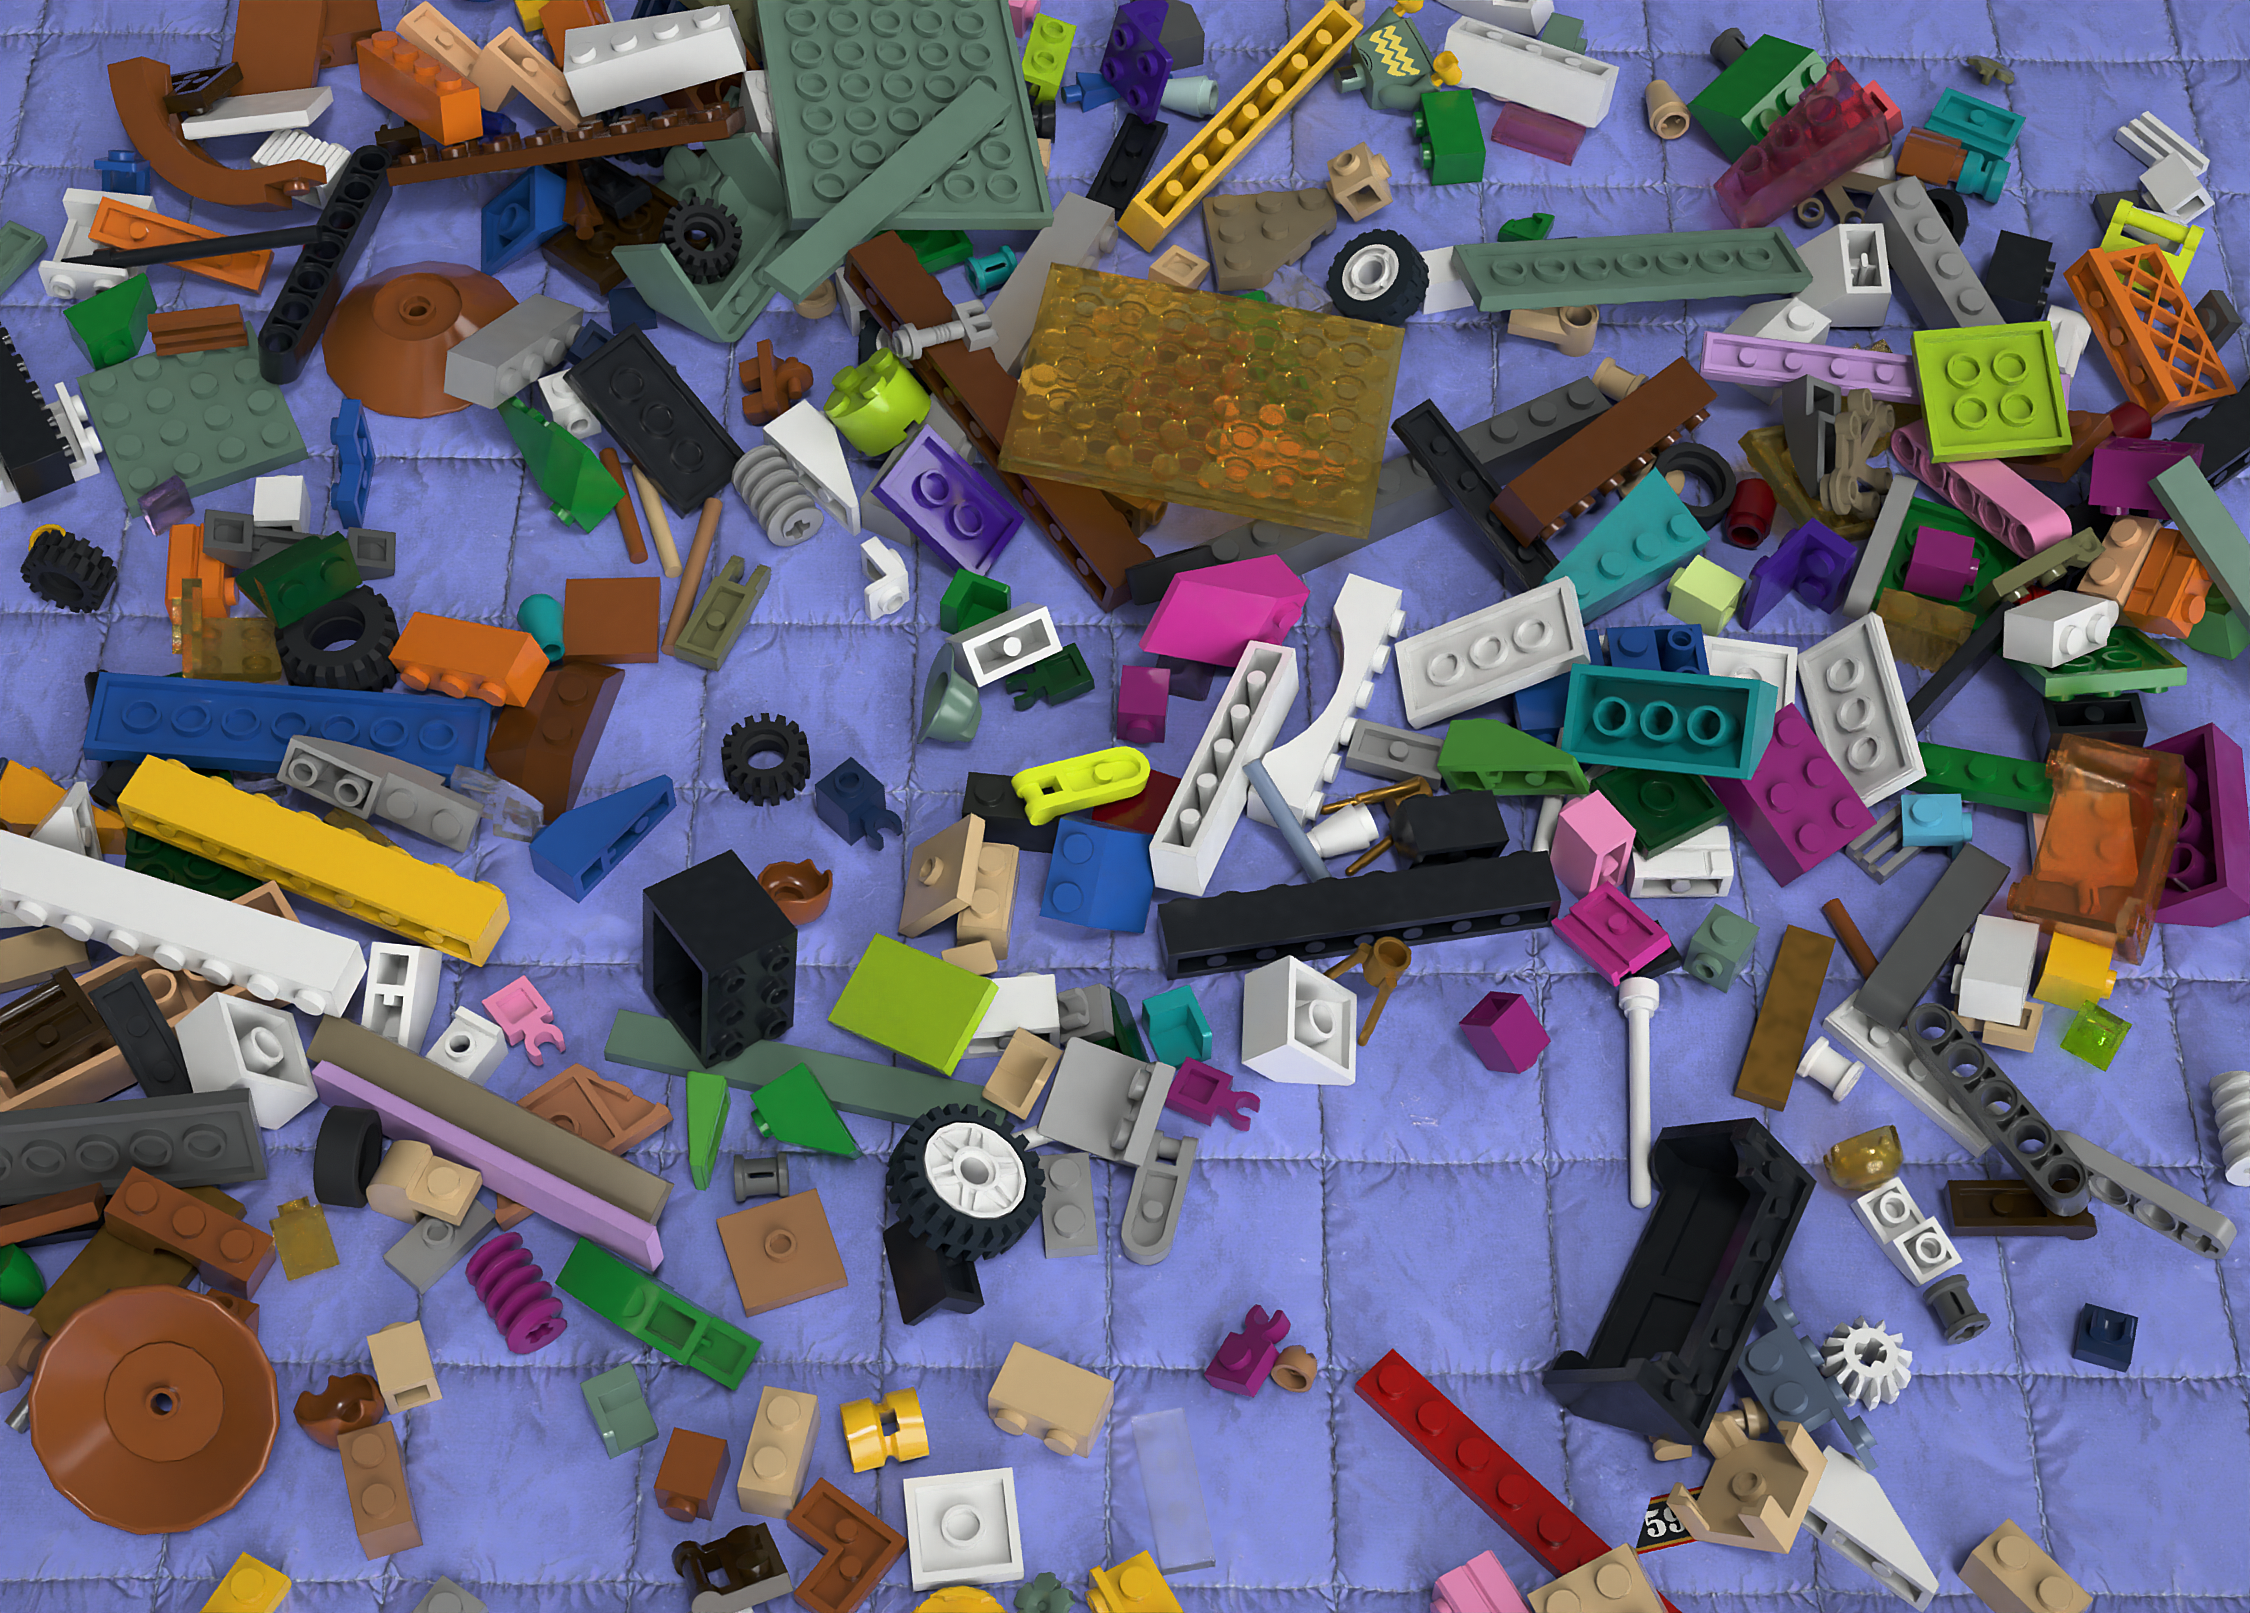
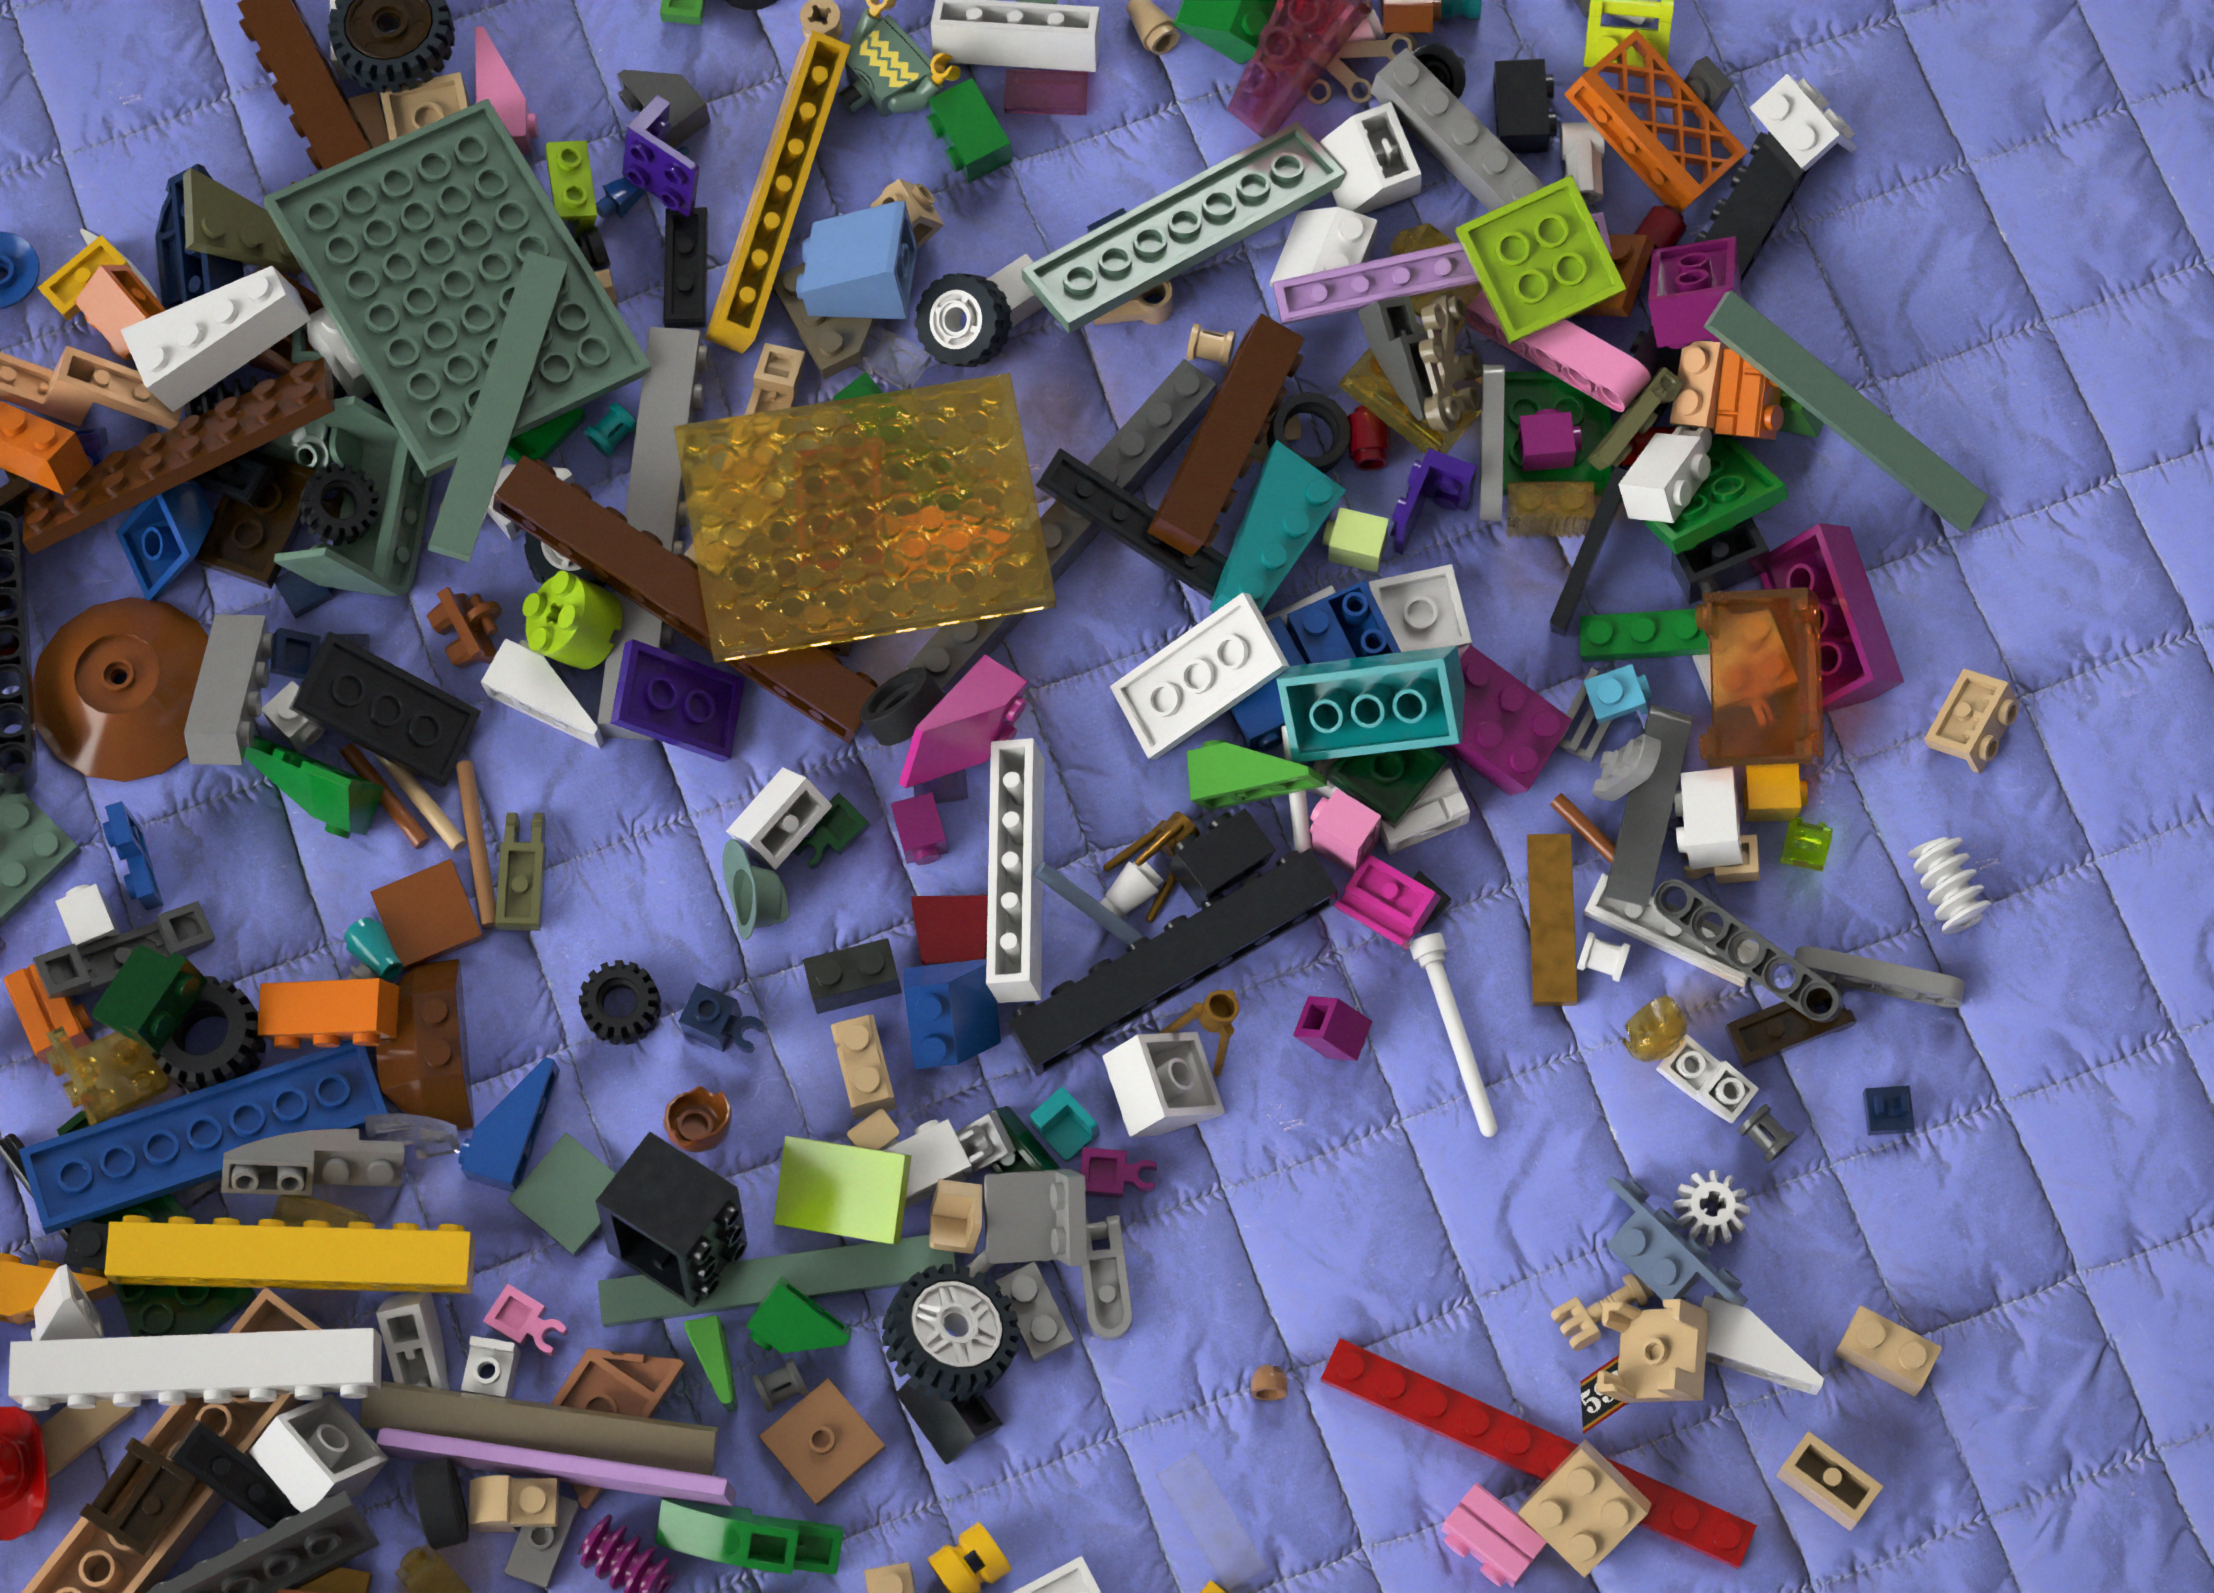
camera: 15 degrees left, 15 degrees up
(579, 206) = (215, 510): reddish brown piece -> none
(612, 919) = (563, 1193): none -> sand green tile
(776, 496) = (517, 745): light grey piece -> none
(888, 579) = (647, 780): white bracket -> none
(942, 876) = (818, 1062): tan plate -> none
(967, 324) = (587, 567): light grey hinge -> none
(971, 601) = (735, 784): green panel -> none
(1050, 1401) = (1088, 1488): tan brick -> none
(1081, 782) = (905, 938): neon yellow plate -> none
(1191, 95) = (719, 168): light aqua cone -> none
(1248, 1357) = (1230, 1390): magenta plate -> none
(1297, 195) = (860, 264): none -> medium blue slope
(1360, 631) = (1076, 683): white arch -> none
(1394, 753) = (1149, 794): light grey plate -> none
(1527, 229) = (1073, 205): green tile -> none
(1691, 1282) = (1553, 1197): black windscreen -> none
(1721, 948) = (1480, 881): sand green brick -> none
(1861, 709) = (1525, 613): white tile -> none
(1920, 884) = (1627, 767): none -> light grey plate

